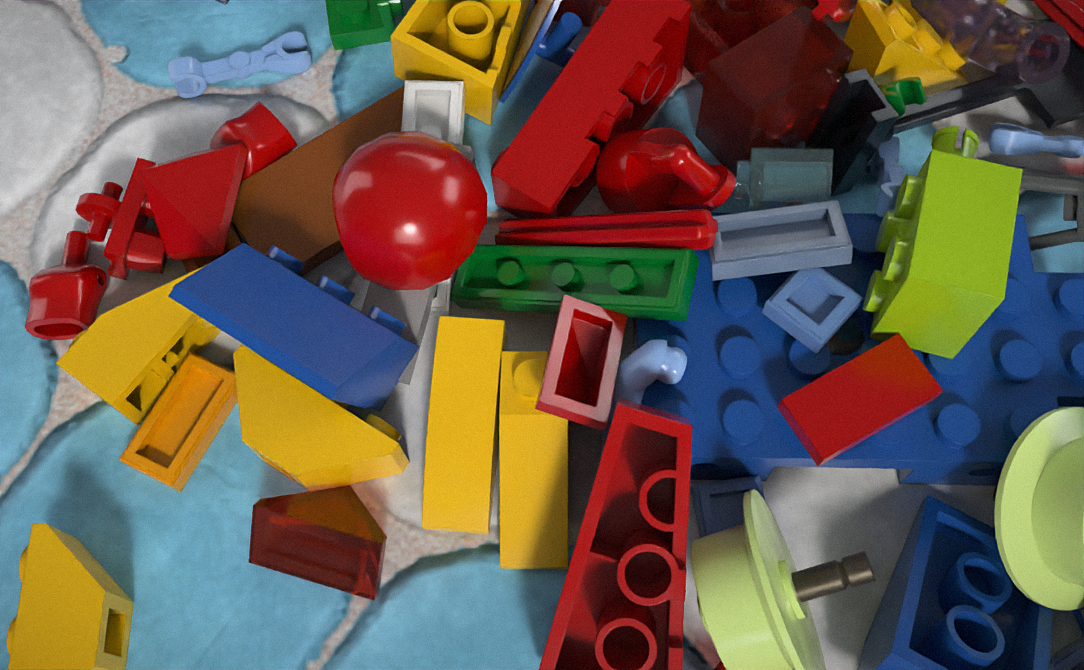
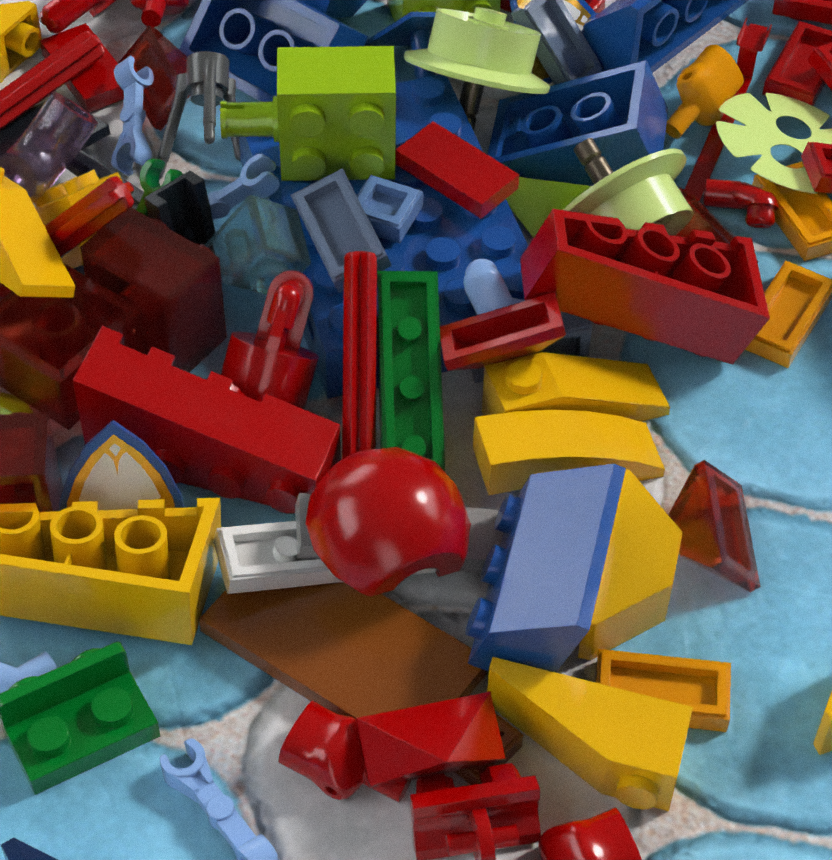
camera: 115 degrees left, 15 degrees down
(861, 519) = (537, 198): none -> lime slope

